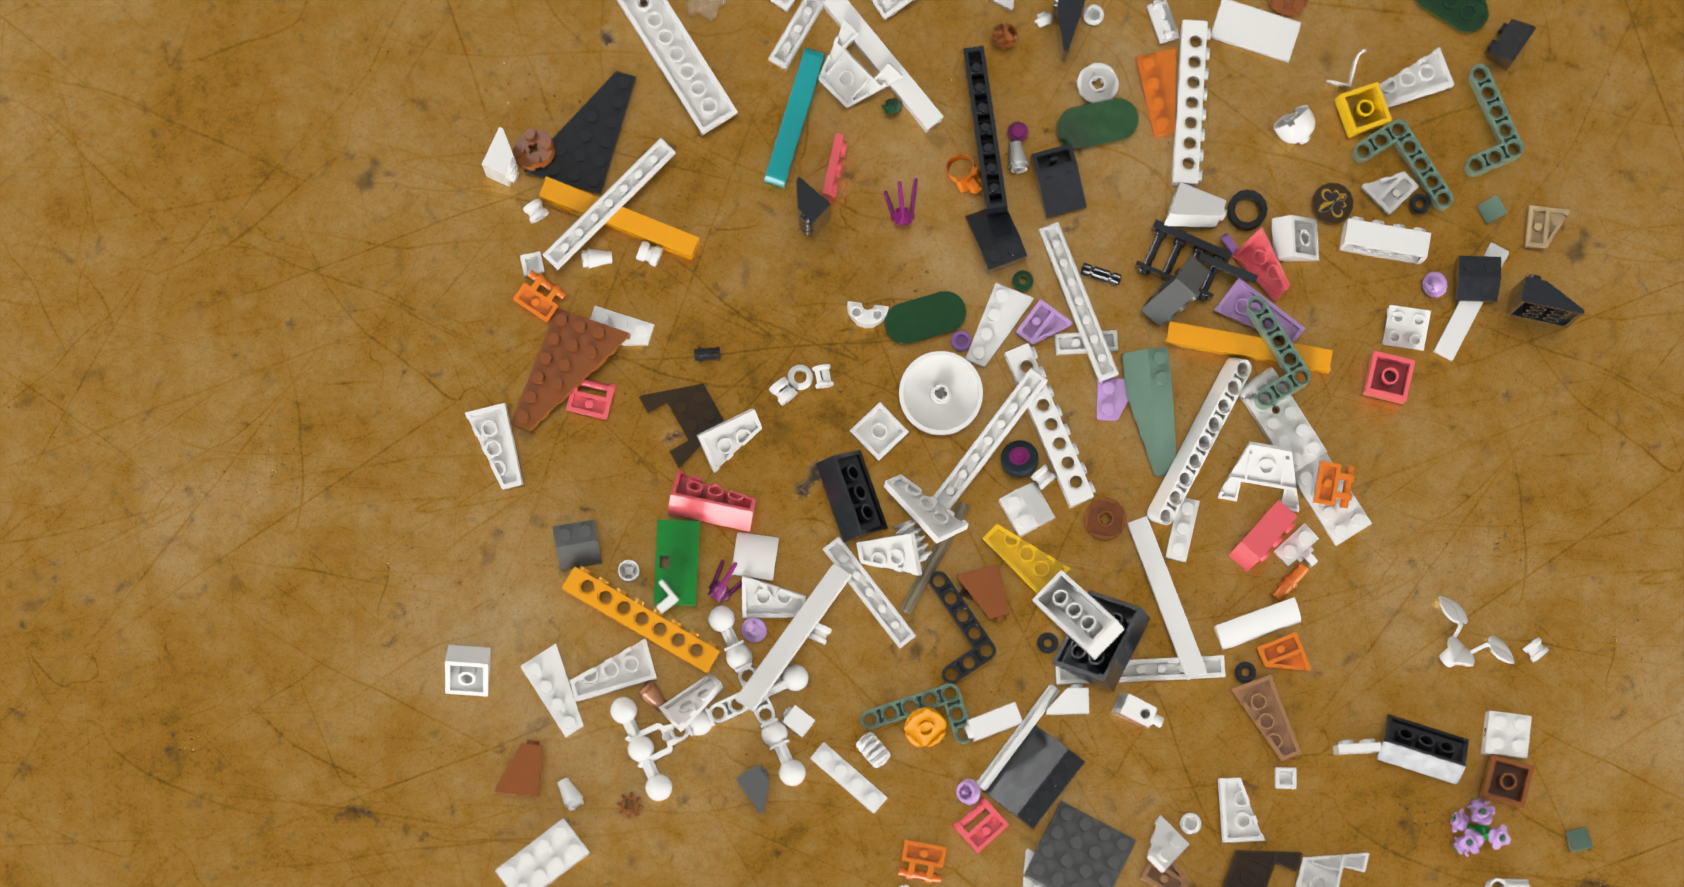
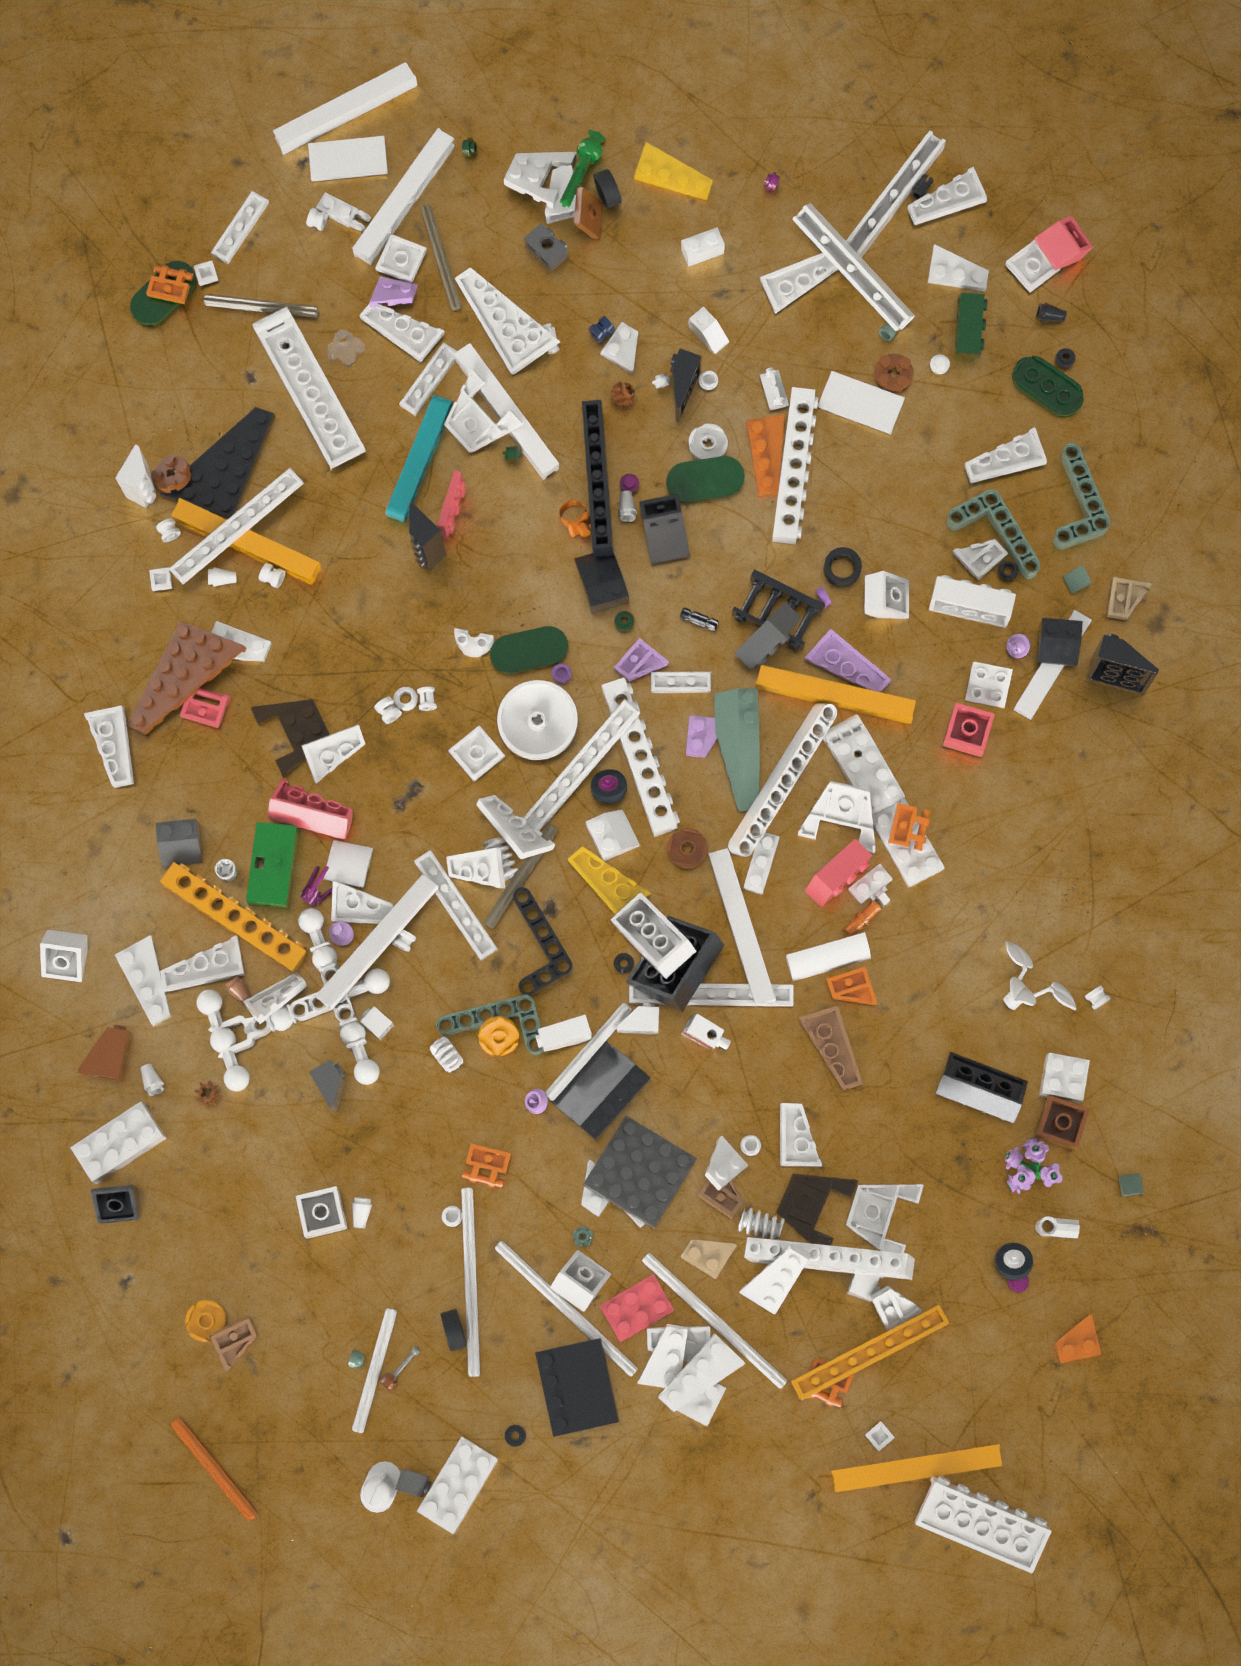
camera: 10 degrees right, 5 degrees down
(534, 300) = (161, 614): orange plate -> none
(670, 600) = (259, 897): white panel -> none
(703, 354) = (318, 671): black pin -> none
(848, 777) = (421, 1081): white plate -> none
(851, 495) = (445, 812): black slope -> none
(902, 215) = (514, 554): magenta plant -> none
(985, 830) = (550, 1139): coral plate -> none
(987, 591) = (568, 910): dark orange slope -> none
(998, 320) = (599, 654): white wing -> none
(1043, 476) = (630, 805): white wheel -> none
(1078, 302) = (676, 643): white tile -> none
(1195, 208) = (792, 561): white slope -> none
(1226, 267) = (818, 617): black tile -> none
(1245, 665) = (813, 996): black plate -> none
(1260, 259) = (854, 617): coral wing -> none
(1279, 353) = (863, 699): sand green beam -> none
(1285, 777) = (846, 1107): white tile -> none
(1296, 126) = (894, 492): white cylinder -> none
(1332, 203) = (924, 565): dark brown tile -> none
(1348, 85) = (961, 425): white piece -> none
(1362, 109) = (958, 479): yellow slope -> none
(1363, 746) = (926, 1080): white plate -> none
(1510, 42) = (1102, 426): black slope -> none

